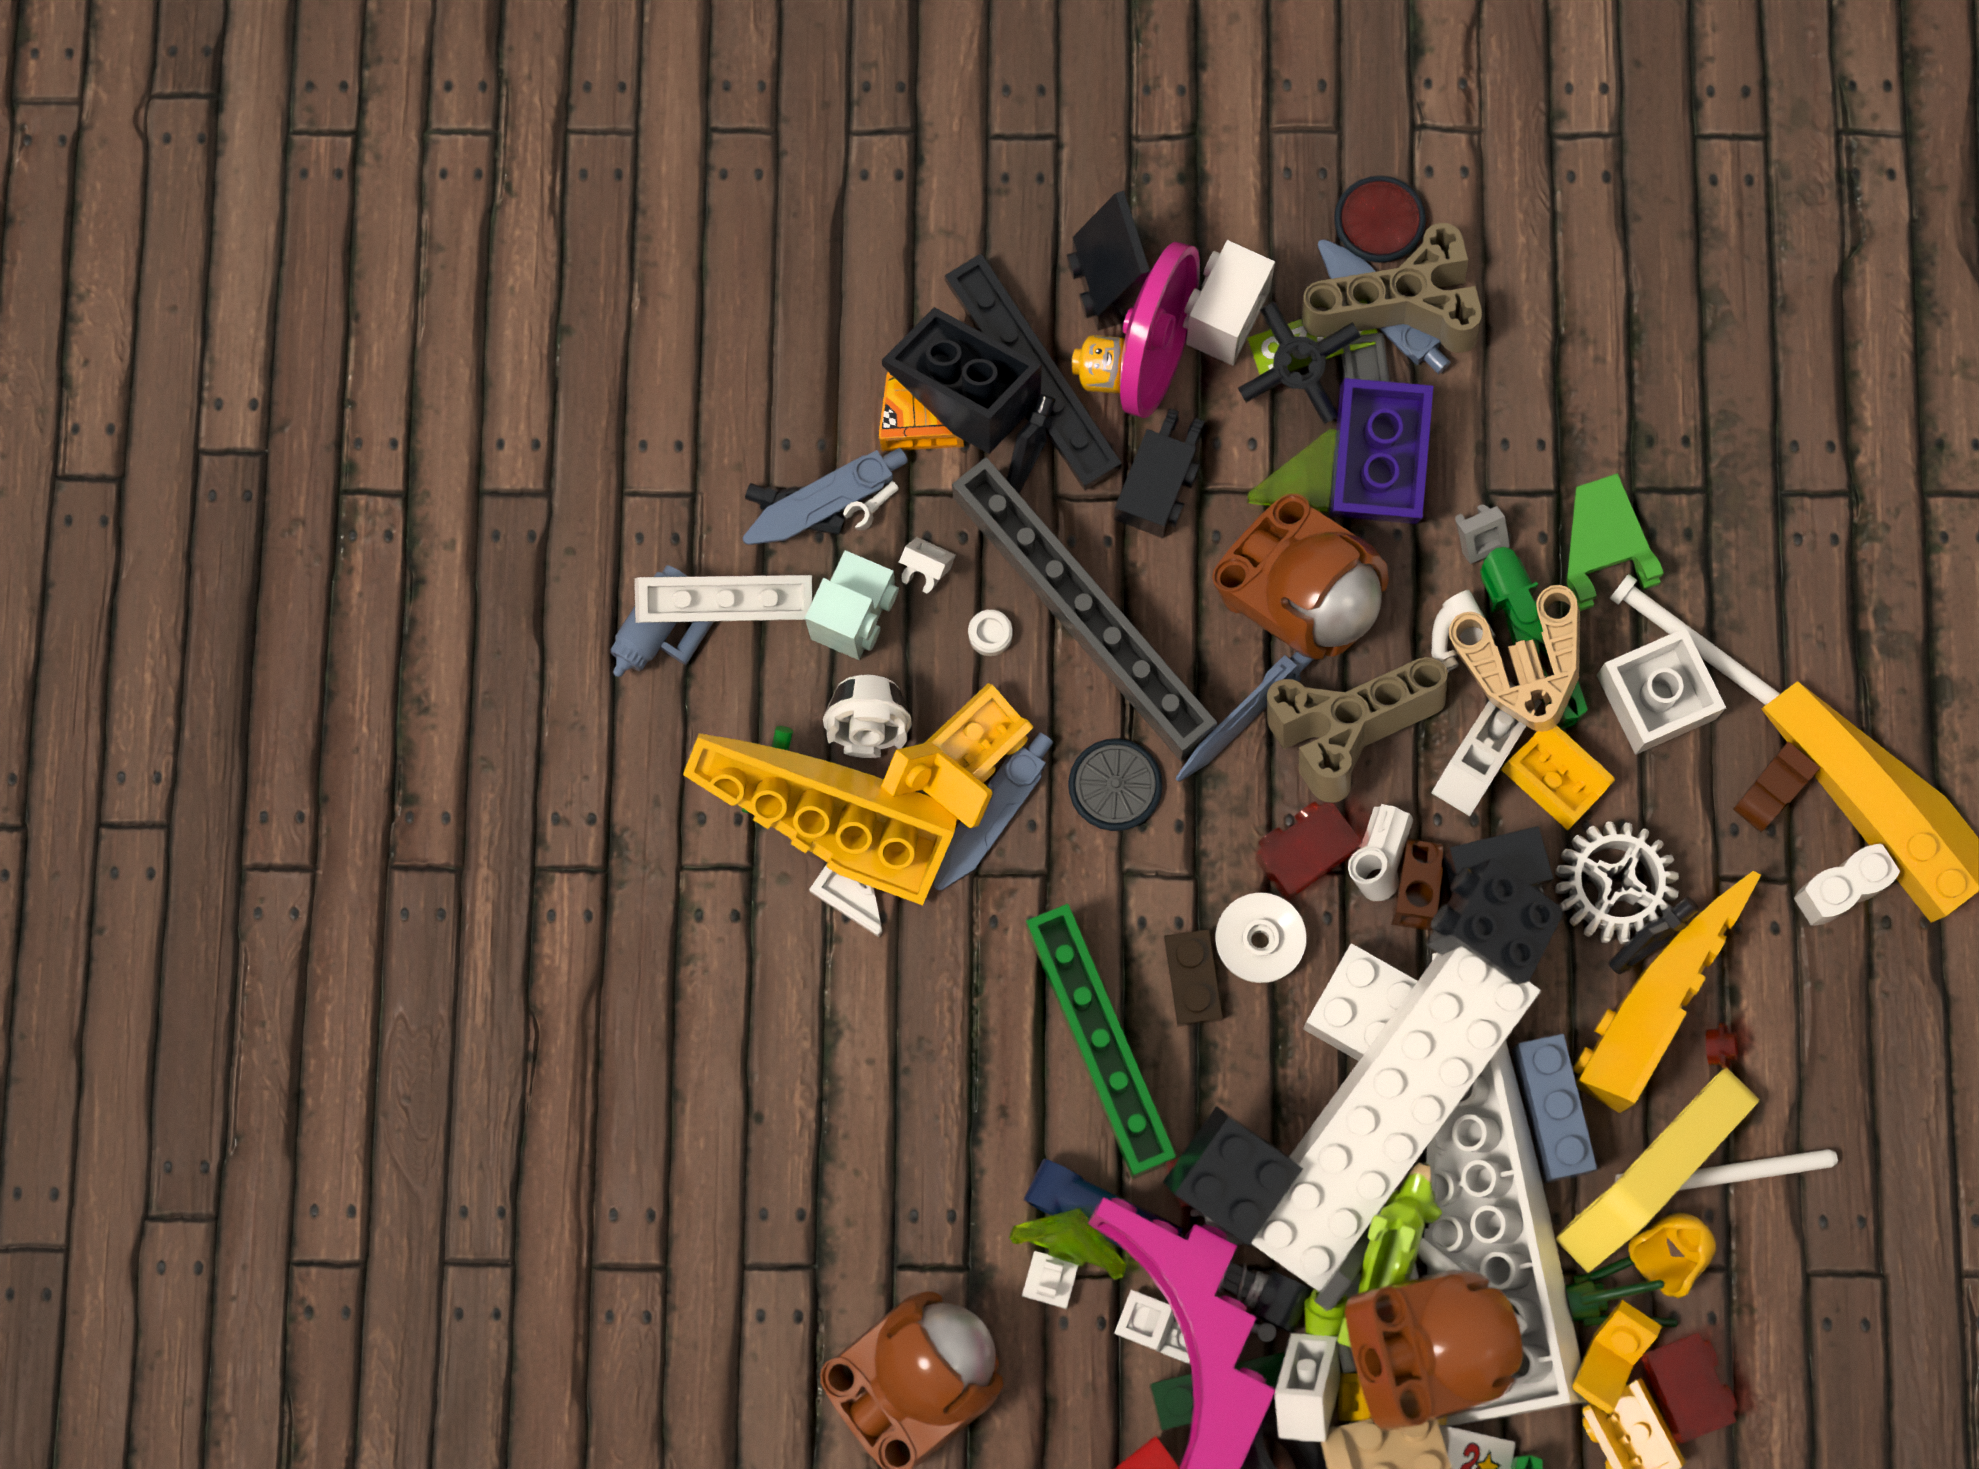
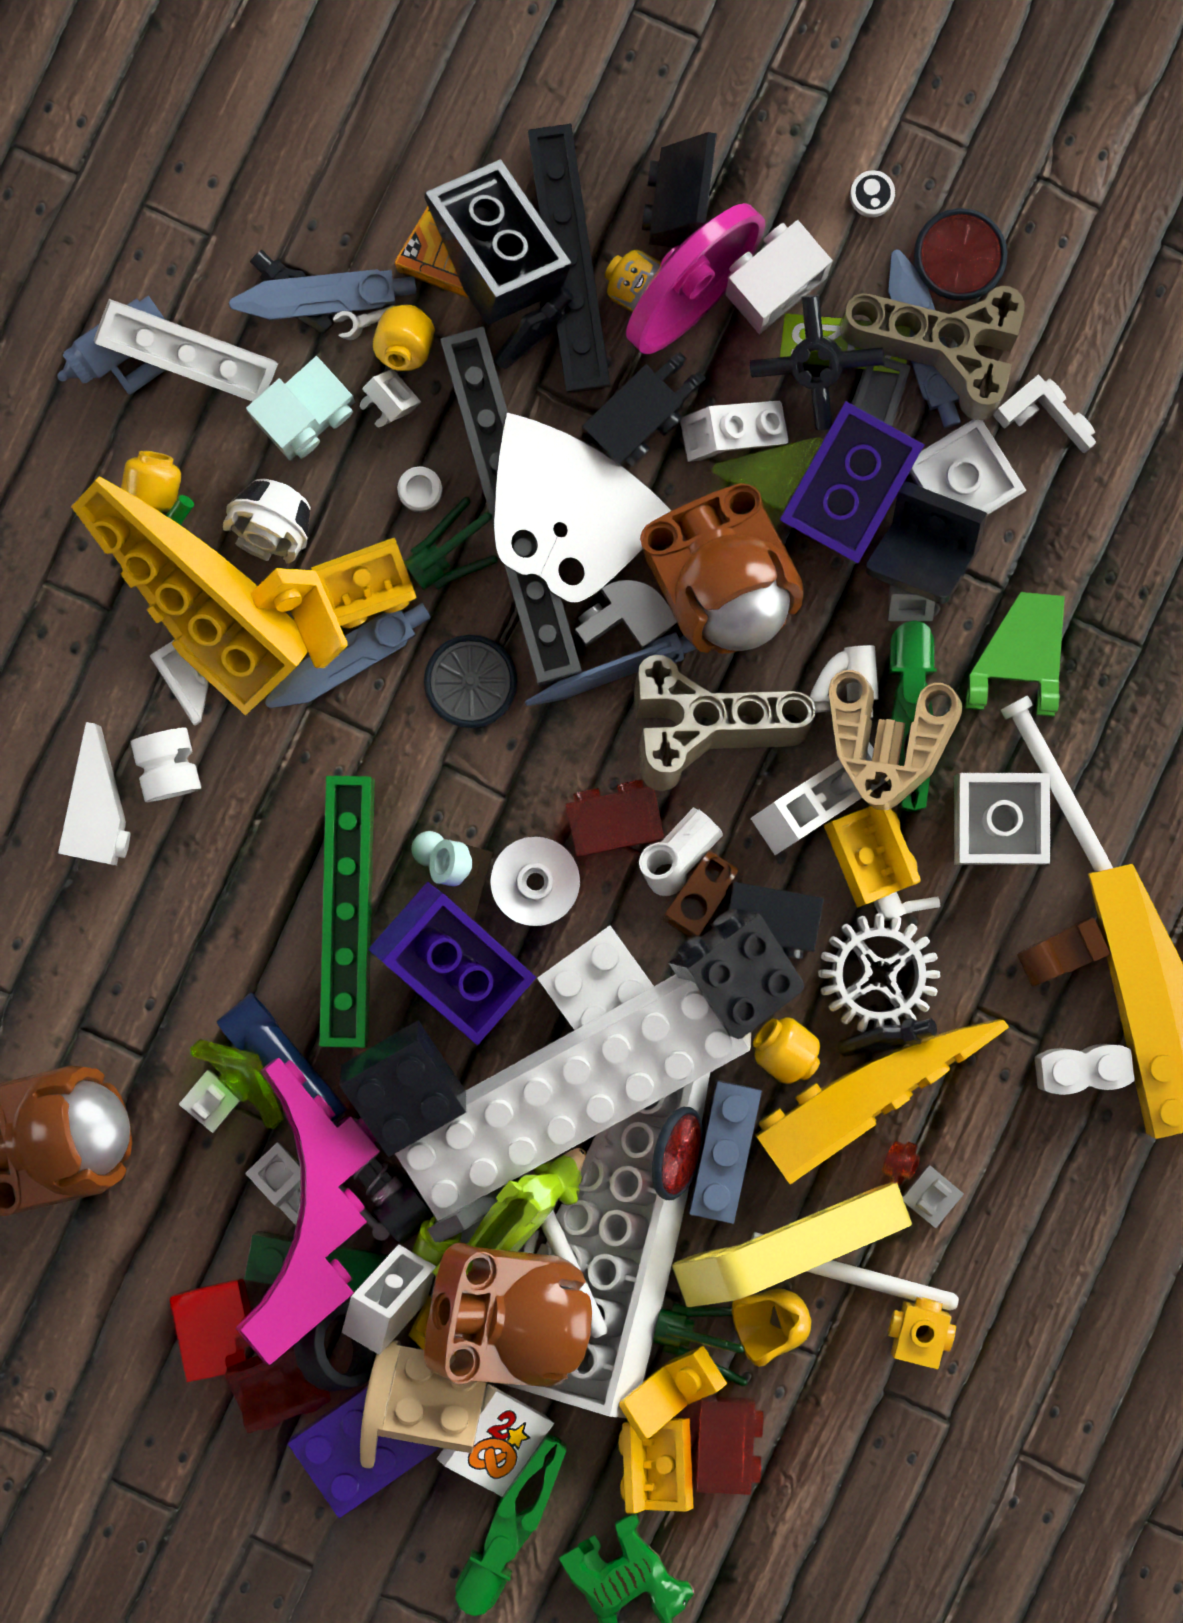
camera: 20 degrees right, 10 degrees up
(743, 723) = (152, 479): none -> yellow head
(823, 1058) = (94, 811): none -> white slope
(870, 982) = (165, 764): none -> white wheel
(916, 502) = (403, 338): none -> yellow head
(1030, 694) = (429, 562): none -> dark green plant
(1115, 563) = (561, 479): none -> white piece
(1171, 952) = (446, 859): none -> light aqua plate
(1221, 1042) = (452, 963): none -> dark purple brick
(1233, 649) = (633, 604): none -> light grey brick
(1247, 453) = (733, 428): none -> white bracket
(1276, 201) = (872, 193): none -> tile
(1475, 474) = (928, 543): none -> black bracket
(1478, 408) = (968, 469): none -> white tile
(1515, 1124) = (677, 1153): none -> clear red wheel
(1522, 306) = (1050, 396): none -> white bracket
(1567, 990) = (787, 1050): none -> yellow head
(1598, 816) = (891, 905): none -> white hand
(1764, 1067) = (932, 1196): none -> light grey tile
(1835, 1196) = (924, 1349): none -> yellow brick

